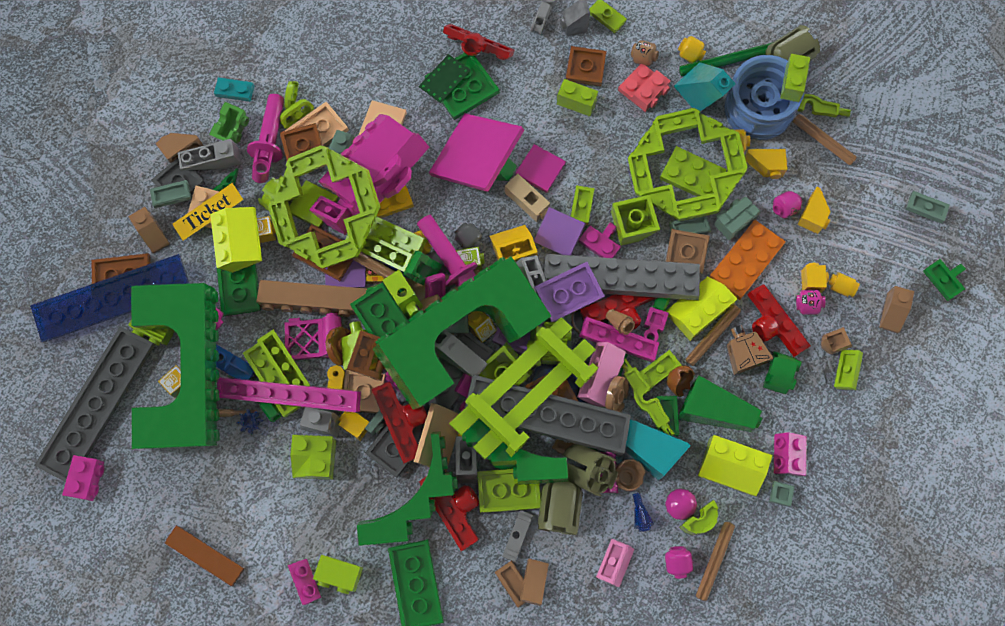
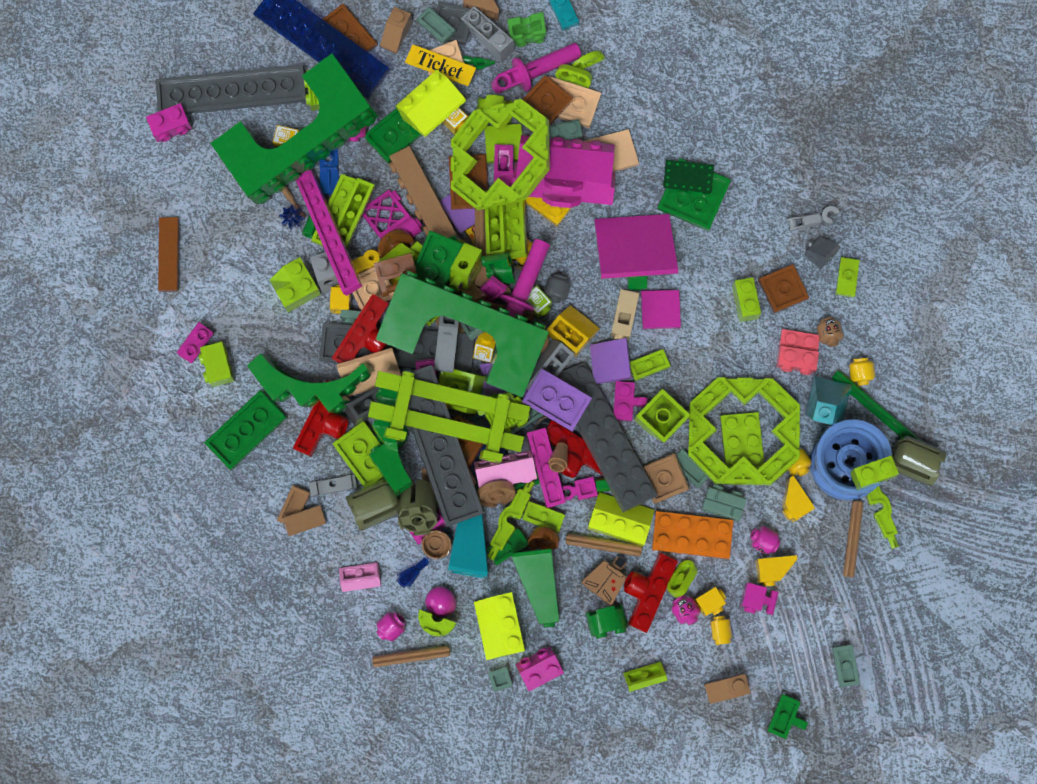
camera: 55 degrees right, 5 degrees up
(474, 43) = (740, 181): red plate -> none
(782, 289) = (682, 578): none -> lime plate
(831, 242) = (754, 598): none -> dark pink brick
(835, 341) = (664, 651): medium nougat plate -> none

